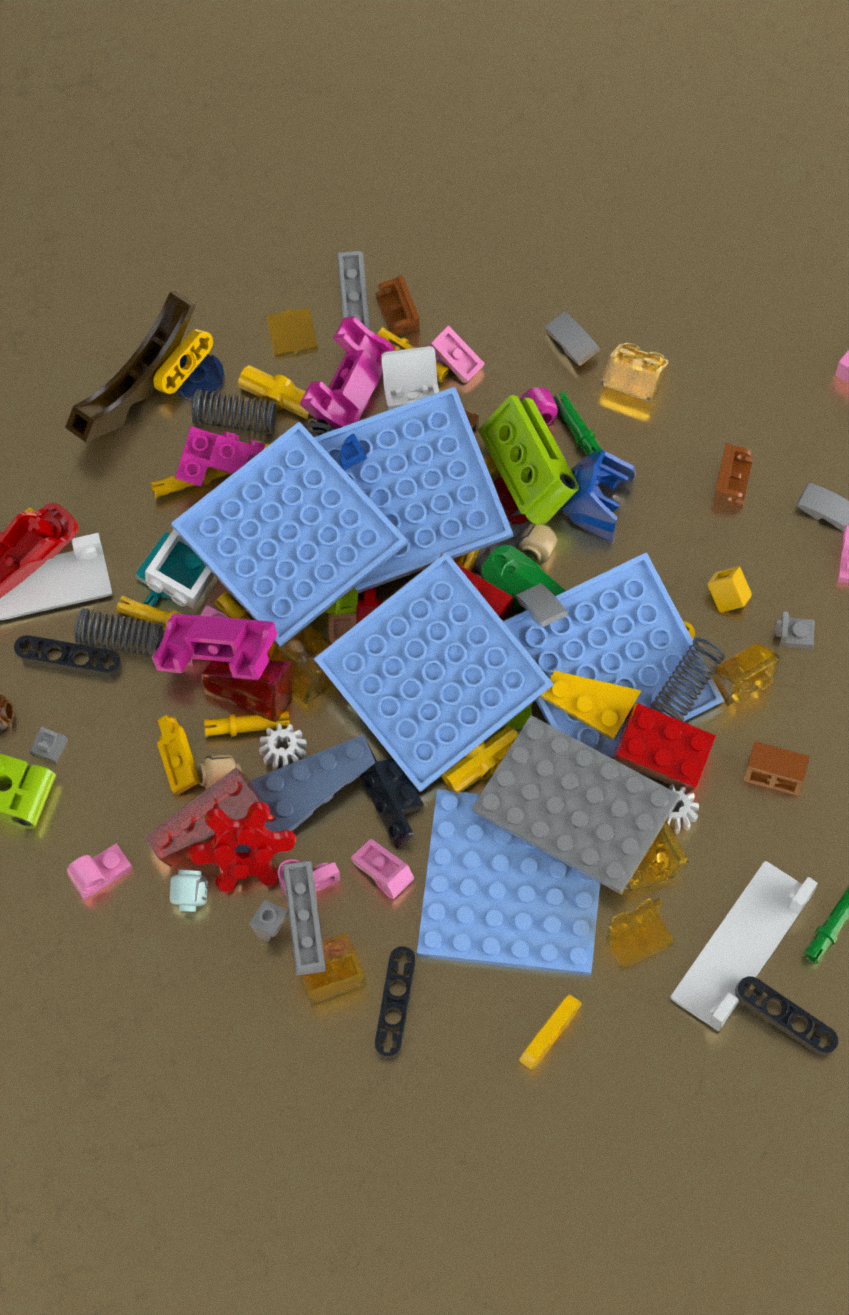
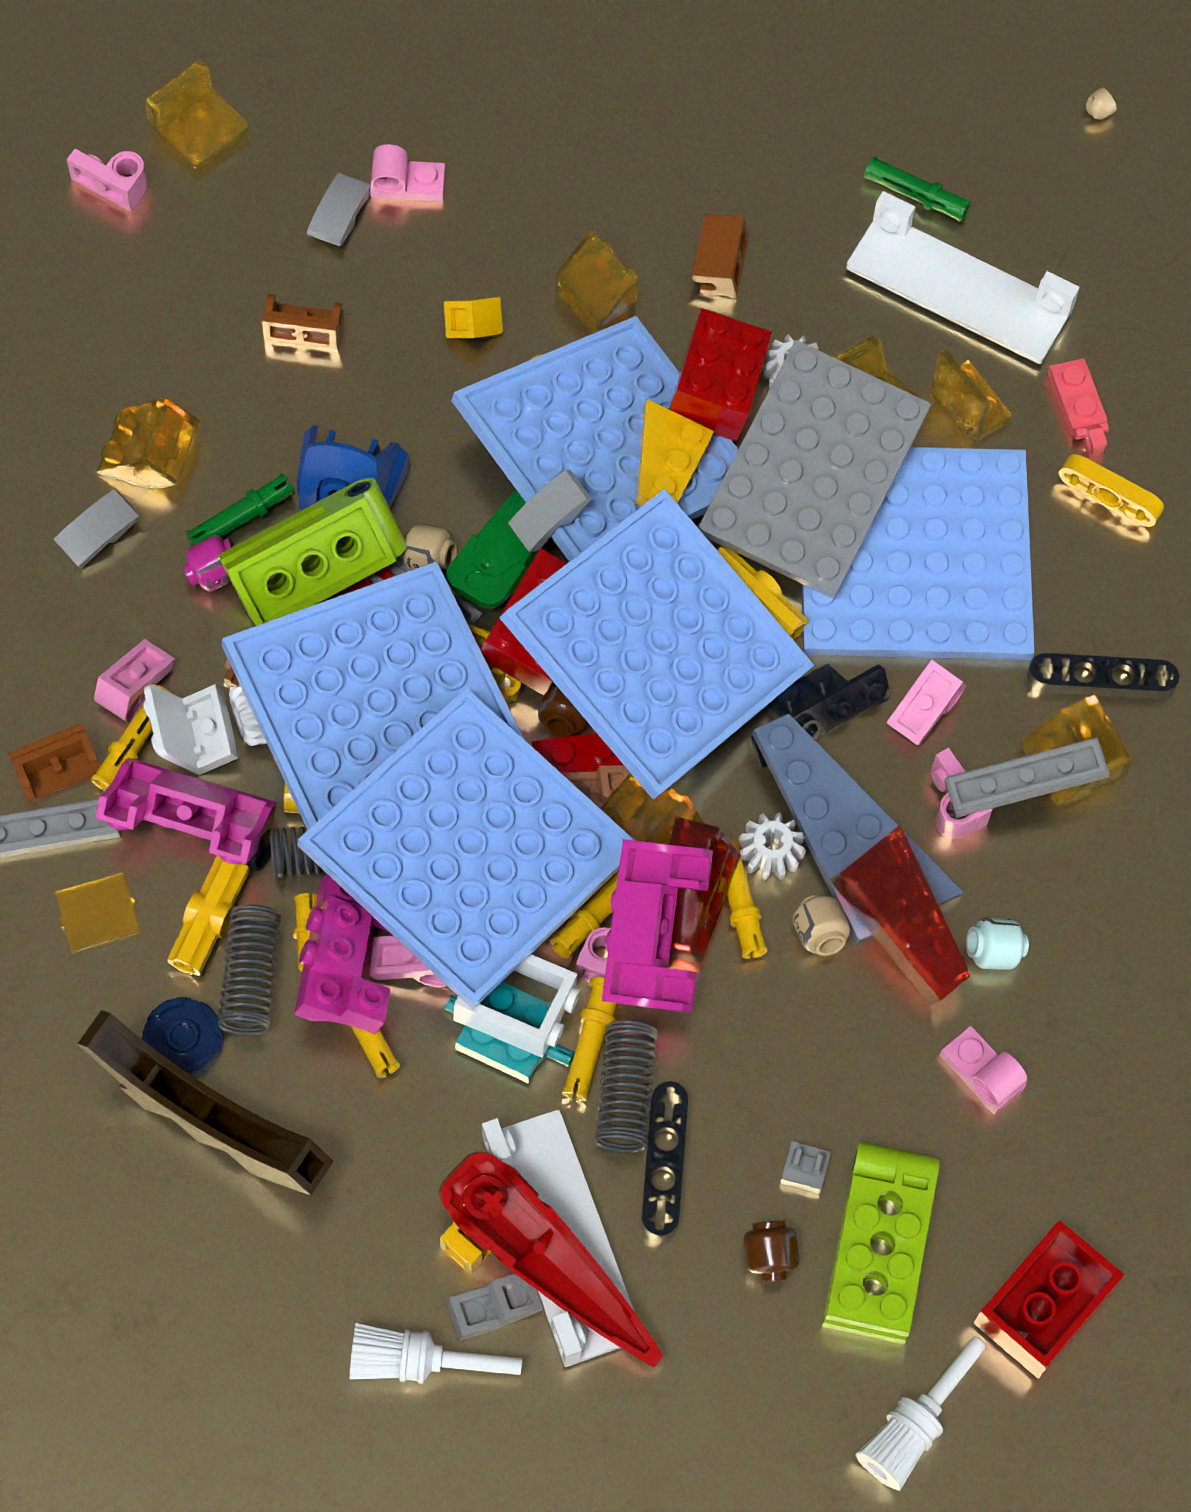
camera: 100 degrees left, 0 degrees up
(171, 367) = (178, 1049): yellow beam -> none
(176, 756) = (802, 984): yellow hinge -> none
(246, 831) = (941, 865): red plate -> none
(268, 920) = (1029, 829): light grey bracket -> none
(351, 453) = (334, 772): blue tile -> none
(631, 1023) = (1080, 404): none -> coral hinge
(709, 655) = (584, 320): dark grey piece -> none
(784, 1019) = (1045, 234): black beam -> none
(795, 632) = (525, 243): light grey bracket -> none

